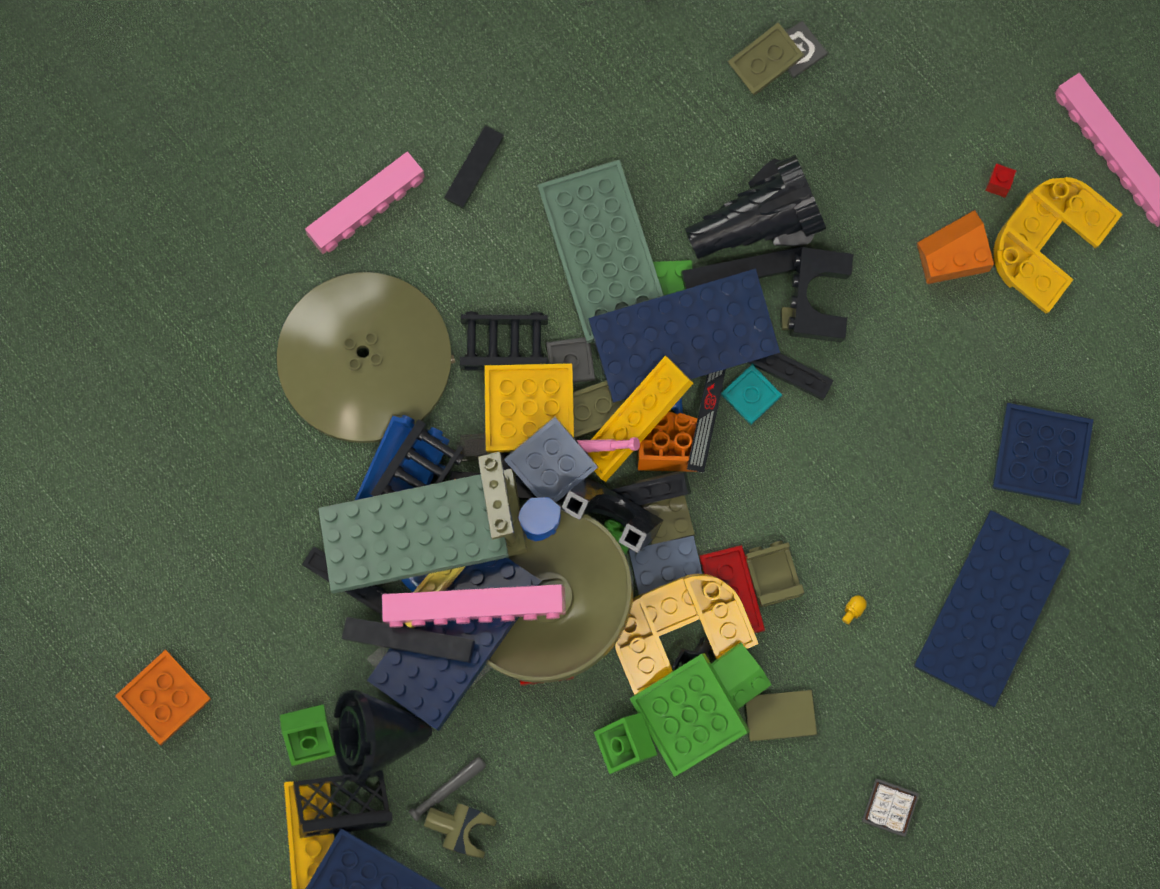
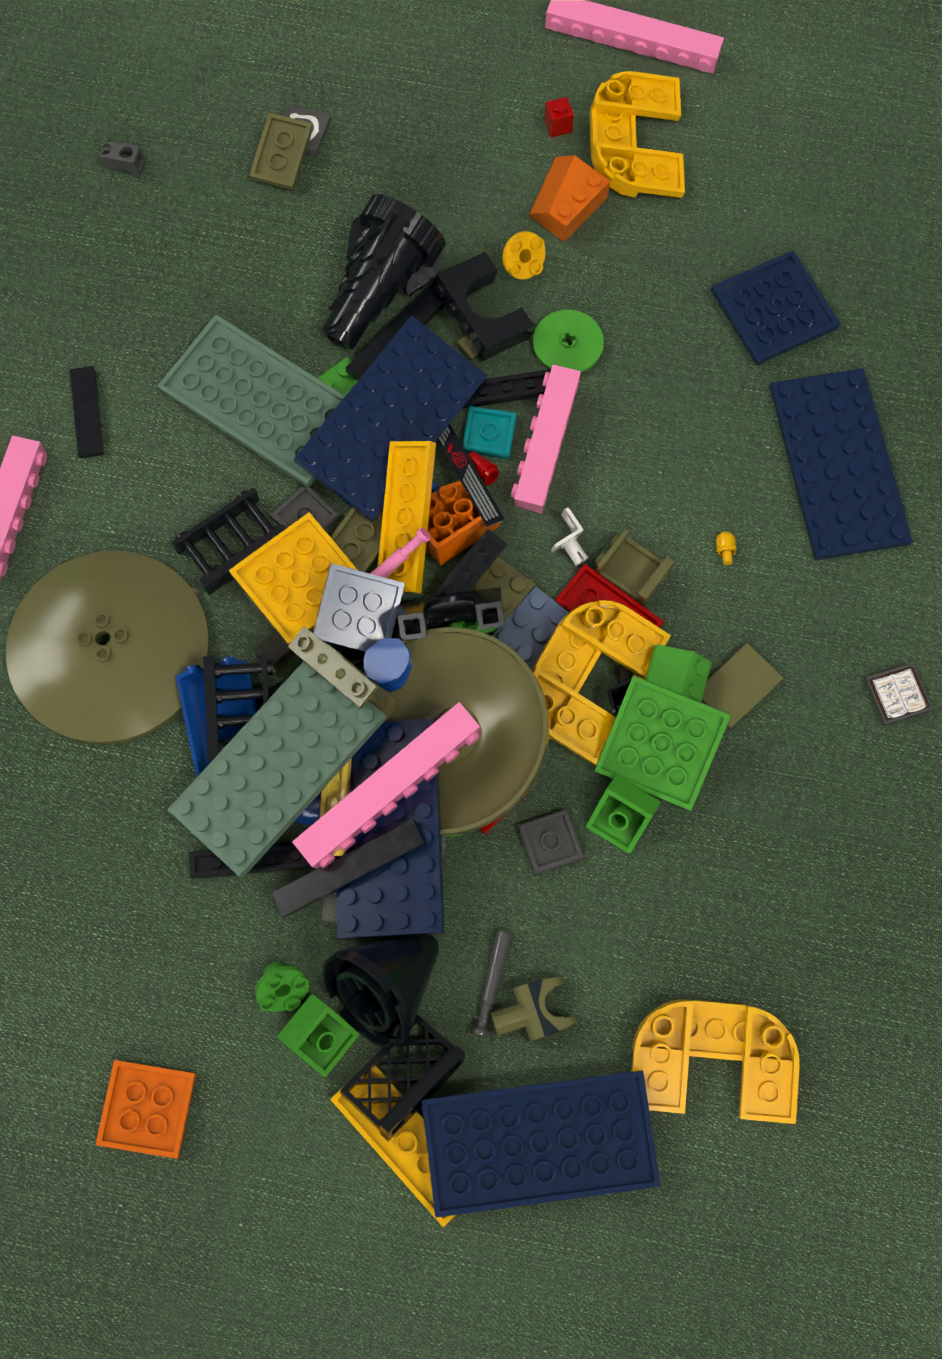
camera: 35 degrees left, 5 degrees down
(306, 685) = (281, 988): none -> bright green plate
(561, 724) = (550, 842): none -> dark grey tile
(724, 420) = (486, 469): none -> red cone
(742, 523) = (570, 542): none -> white bracket
(786, 432) = (547, 438): none -> bright pink brick
(879, 359) = (577, 328): none -> bright green piece
(882, 276) = (524, 255): none -> yellow plate

